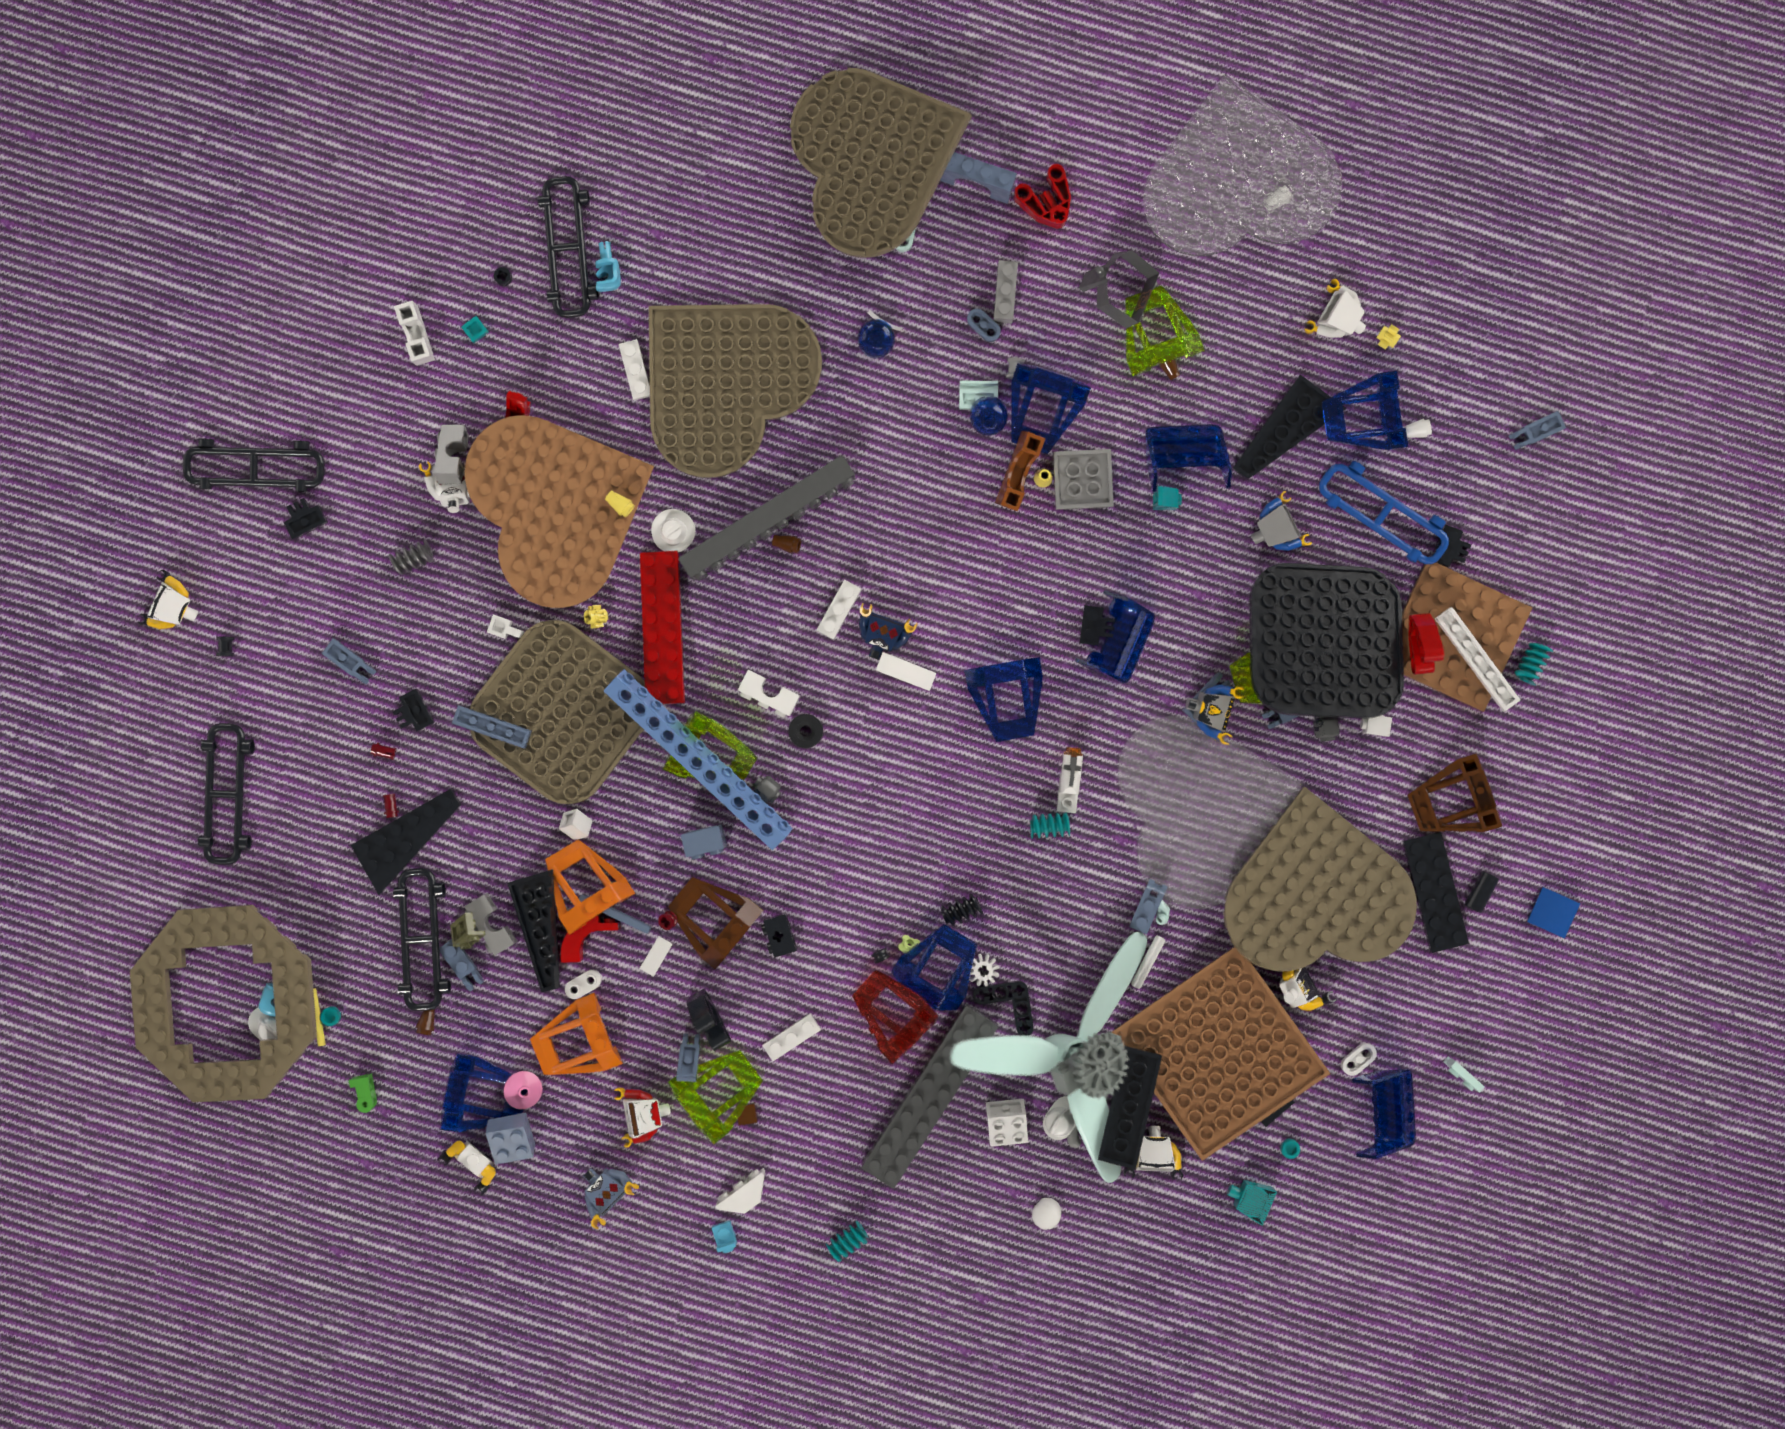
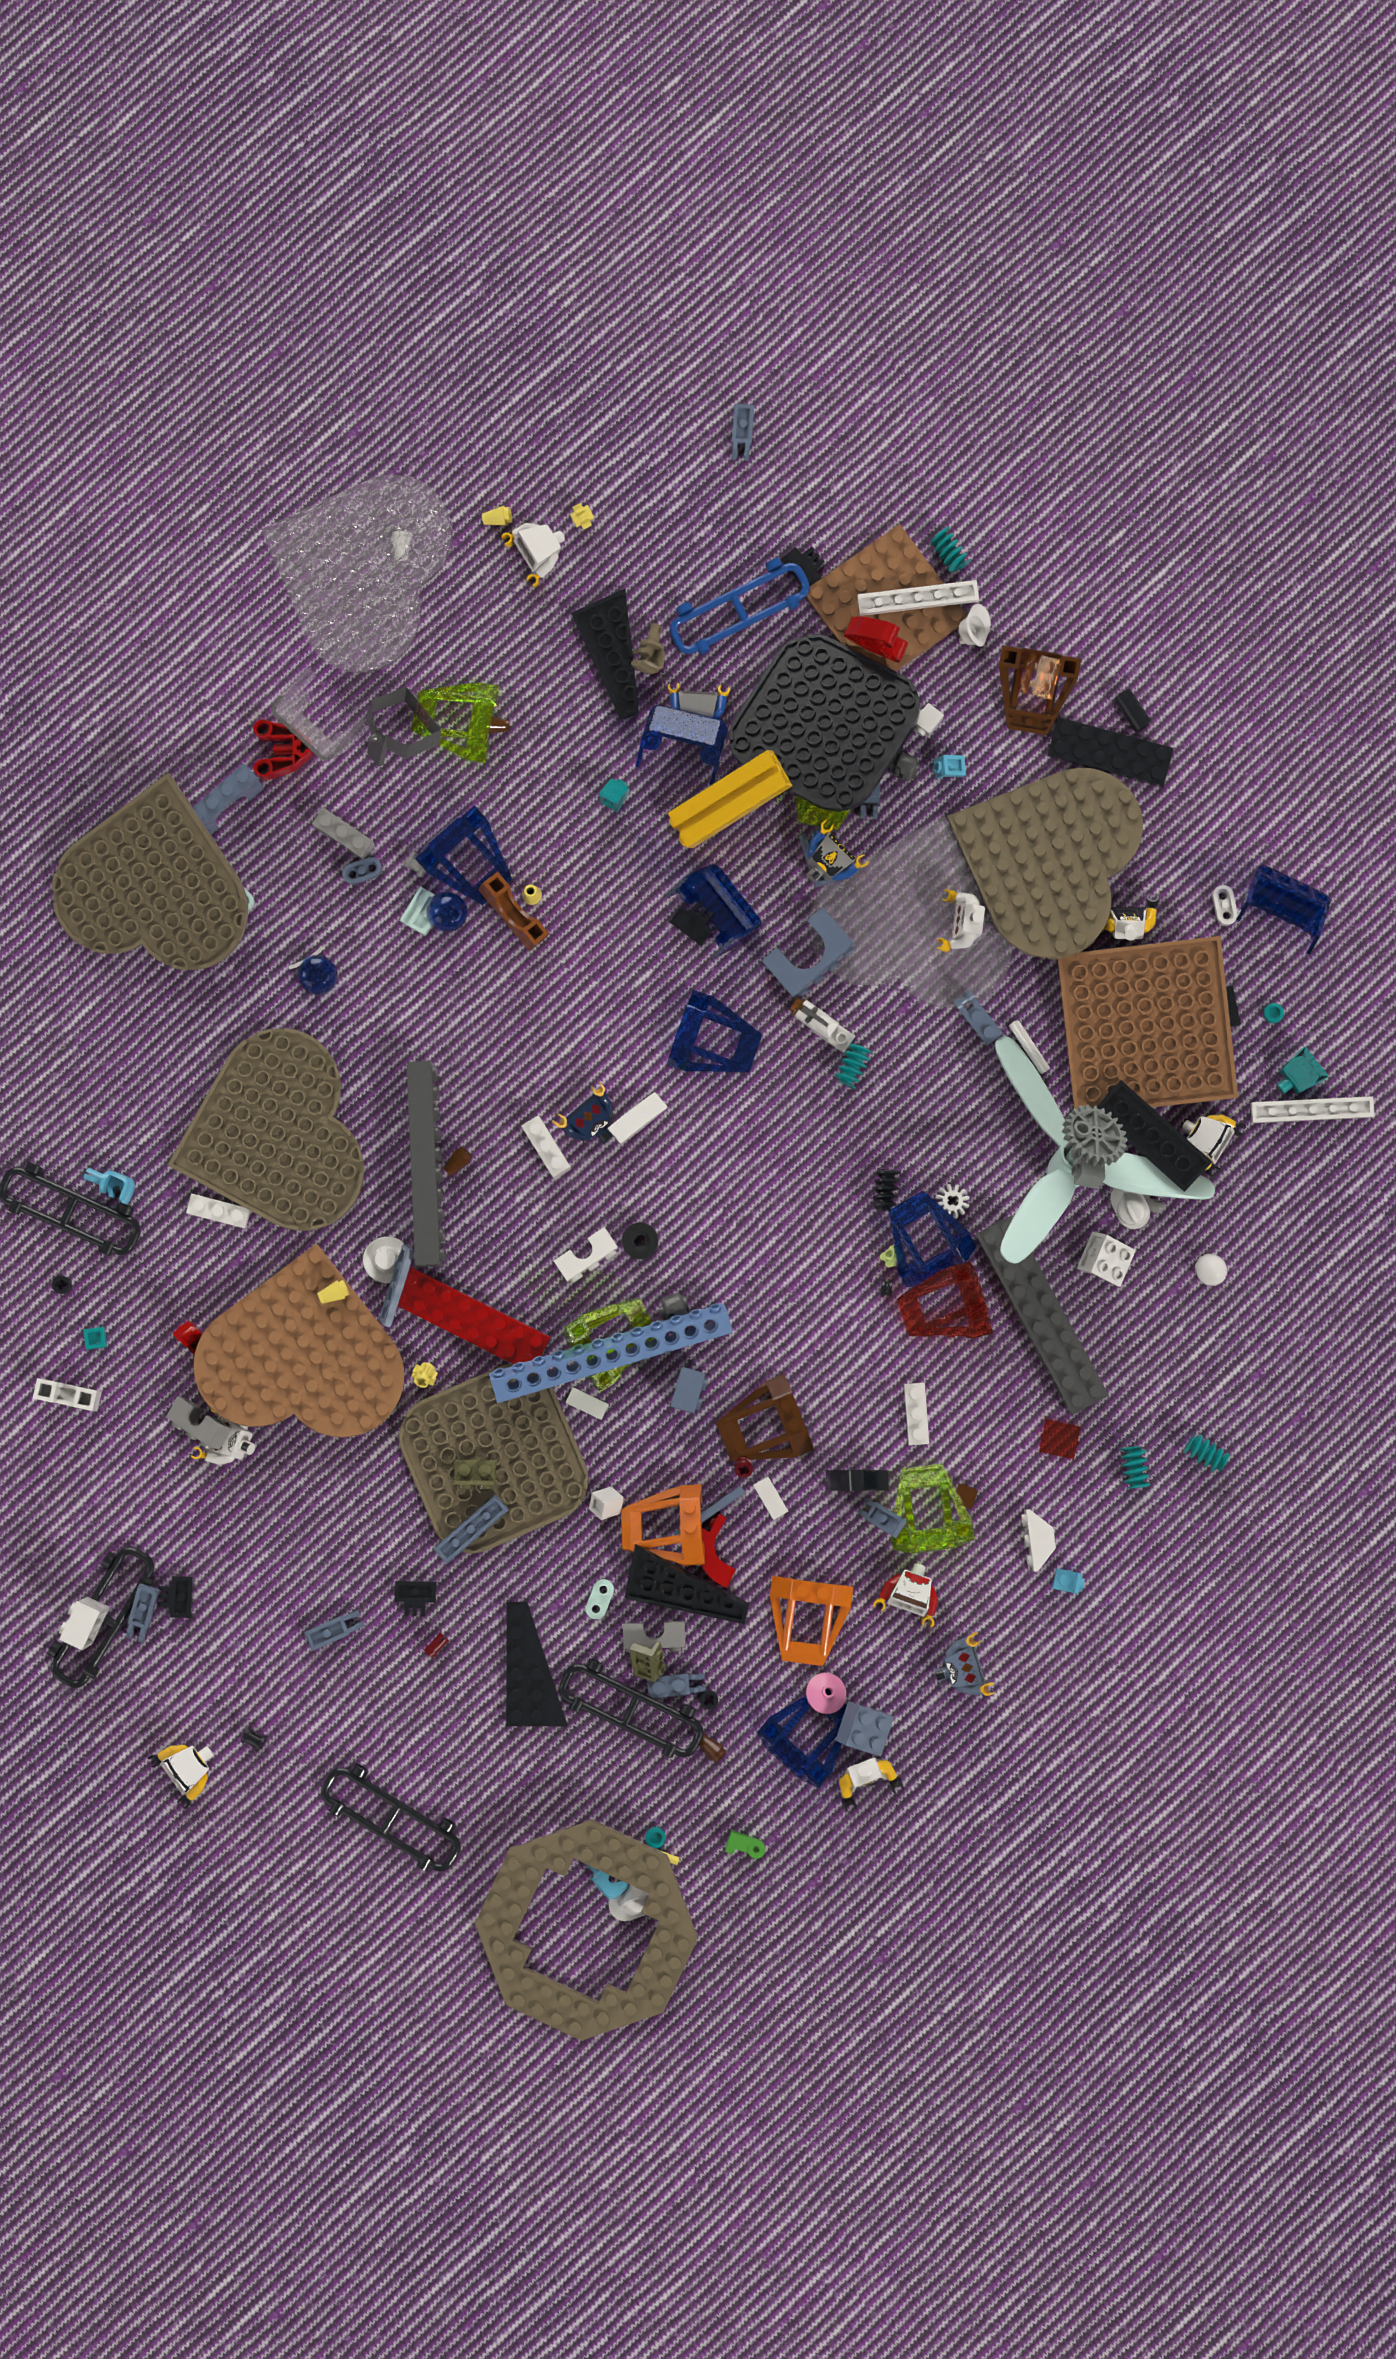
camera: 60 degrees left, 5 degrees down
(233, 454) = (83, 1623): none -> white brick
(275, 496) = (142, 1610): none -> sand blue hinge
(390, 806) = (490, 1667): dark red pin -> none
(413, 558) = (272, 1515): flat silver piece -> none
(459, 1000) = (715, 1700): none -> black bush
(495, 863) = (599, 1599): none -> light aqua plate
(502, 627) = (384, 1468): white plate -> none
(537, 704) = (474, 1473): none -> olive bracket
(582, 984) = (758, 1581): white plate -> none
(648, 762) = (587, 1403): none -> white sticker
(655, 551) = (396, 1285): none -> sand blue tile
(781, 924) = (826, 1367): black brick -> none
(837, 1165) = (1059, 1439): none -> clear red piece
(893, 1294) = (1207, 1453): none -> teal piece
(1016, 1000) = (996, 1186): black beam -> none
(1083, 479) = (554, 859): light grey plate -> none
(1085, 186) = (290, 710): none -> clear windscreen
(1142, 756) = (836, 944): none -> sand blue arch
(1162, 913) = (992, 1008): light aqua arm -> none
(1186, 448) = (579, 749): clear blue windscreen -> none
(1215, 598) = (729, 799): none -> yellow brick
(1223, 854) = (967, 921): none -> white torso
(1227, 1225) = (1312, 1109): none -> white plate
(1256, 528) = (688, 728): none -> clear blue windscreen
(1304, 460) = (651, 652): none -> dark tan piece
(1347, 765) = (949, 766): none -> medium azure bracket
(1348, 266) = (498, 516): none -> light yellow cone
(1389, 410) = (647, 551): clear blue windscreen -> none
(1418, 429) = (680, 536): white cone -> none
(1458, 1071) = (1284, 821): light aqua plate -> none
(1469, 804) = (1045, 678): none -> clear orange plate
(1478, 720) = (975, 627): none -> white piece
(1553, 912) = (1187, 657): blue slope -> none

